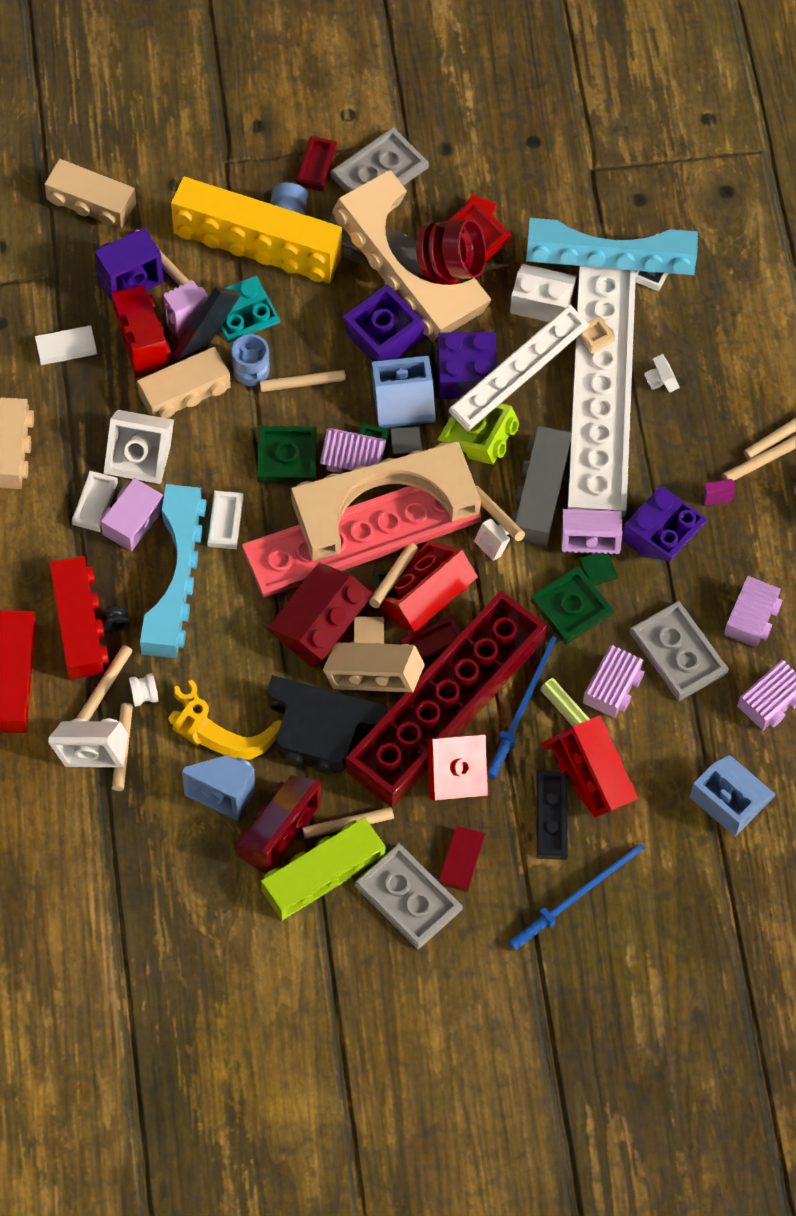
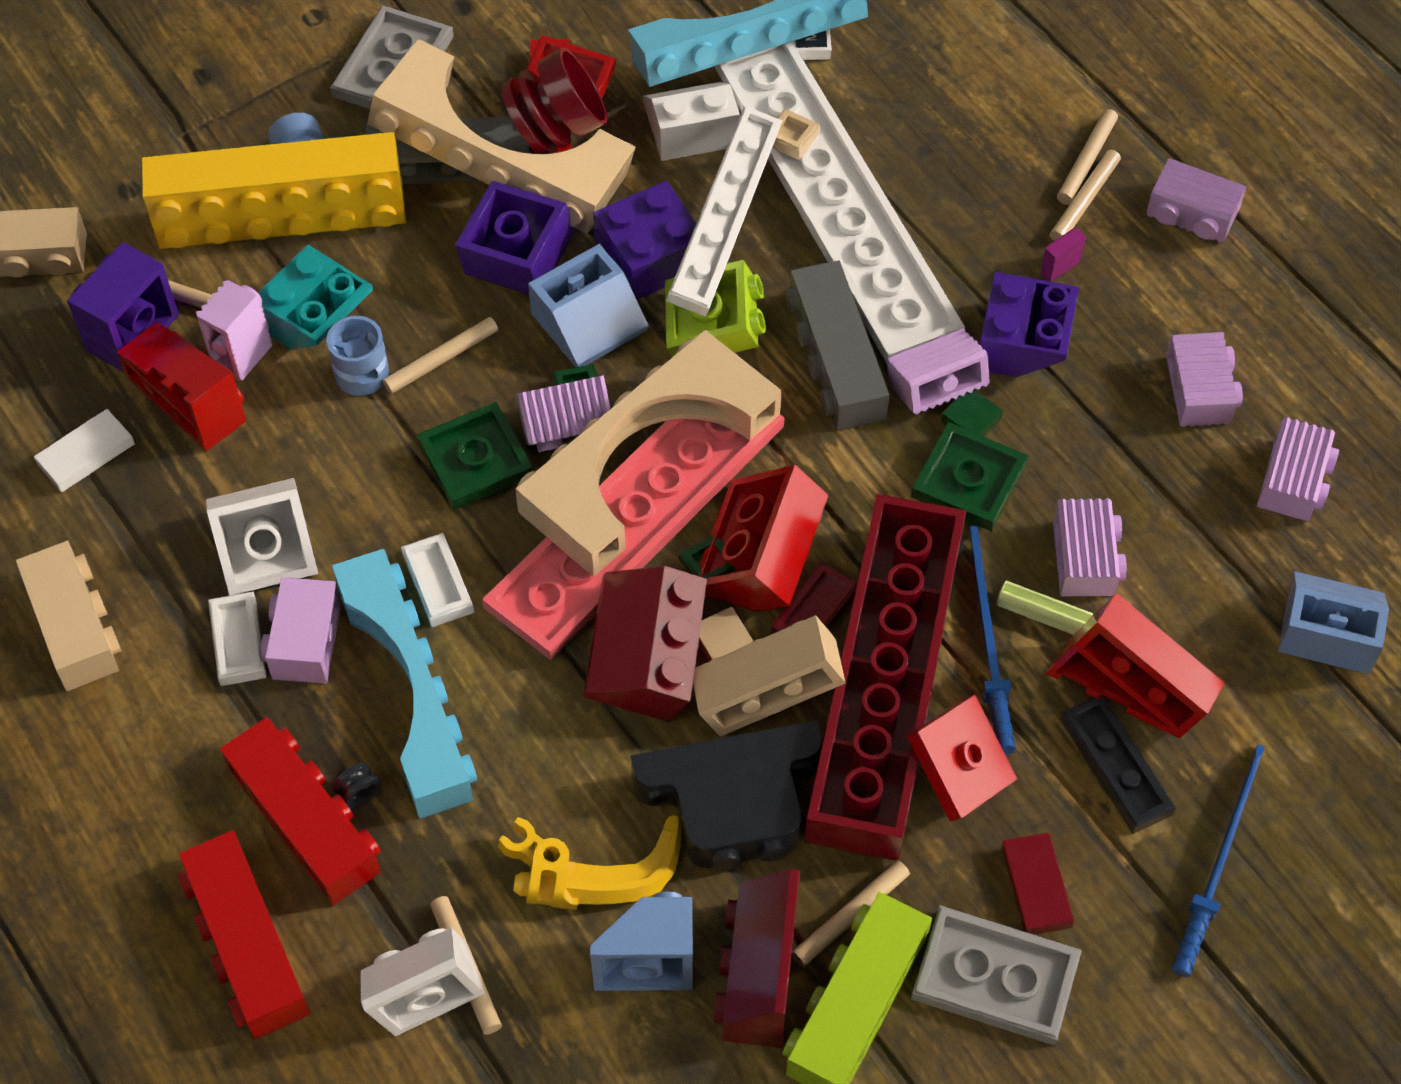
camera: 25 degrees left, 5 degrees down
(105, 683) = (390, 885): tan bar -> none
(143, 689) = (453, 866): white wheel -> none
(184, 384) = (281, 426): tan brick -> none
(206, 323) = (274, 333): black tile -> none
(316, 163) = (306, 84): dark red tile -> none
(393, 575) = (715, 546): tan bar -> none
(405, 441) = (623, 370): dark grey tile -> none
(492, 539) = (816, 438): white tile -> none
(500, 516) = (821, 406): tan bar -> none
(661, 375) = (902, 147): white tile -> none
(678, 651) = (1139, 471): light grey tile -> none

